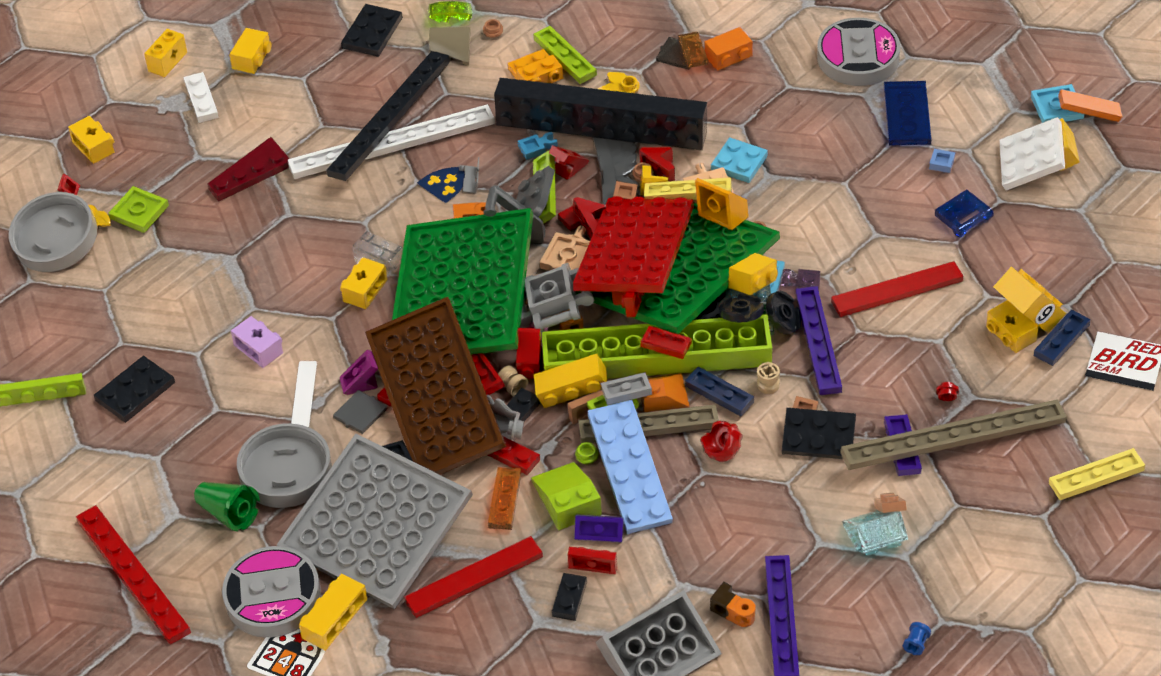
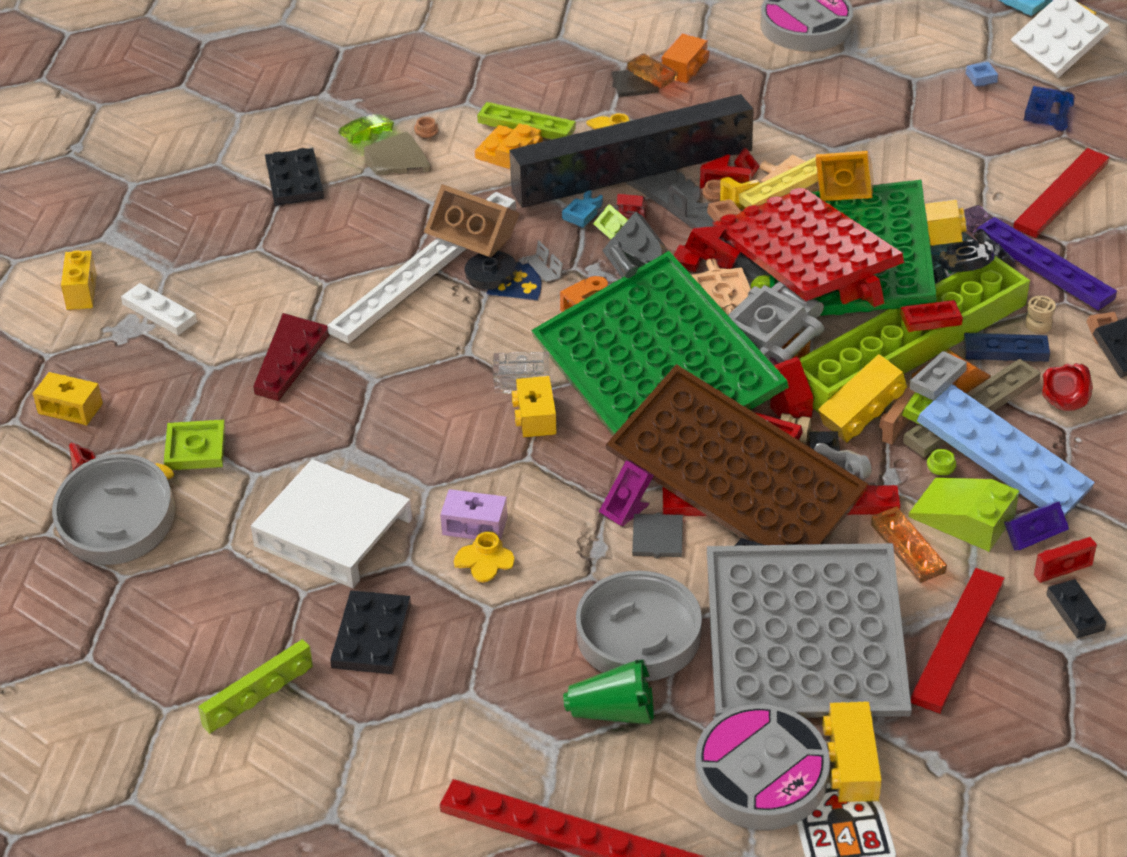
camera: 35 degrees left, 5 degrees down
(169, 300) = (328, 521): none -> white panel
(241, 373) = (484, 557): none -> yellow plate
(250, 50) = (179, 242): yellow brick -> none
(304, 393) = (573, 546): white sticker -> none
(387, 116) = (400, 244): black plate -> none
(432, 165) = (490, 272): none -> black plate
(441, 121) = (470, 221): none -> medium nougat slope
(685, 160) = (746, 160): none -> red slope
(740, 159) = (798, 141): medium azure plate -> none
(907, 113) = (904, 50): clear blue tile -> none

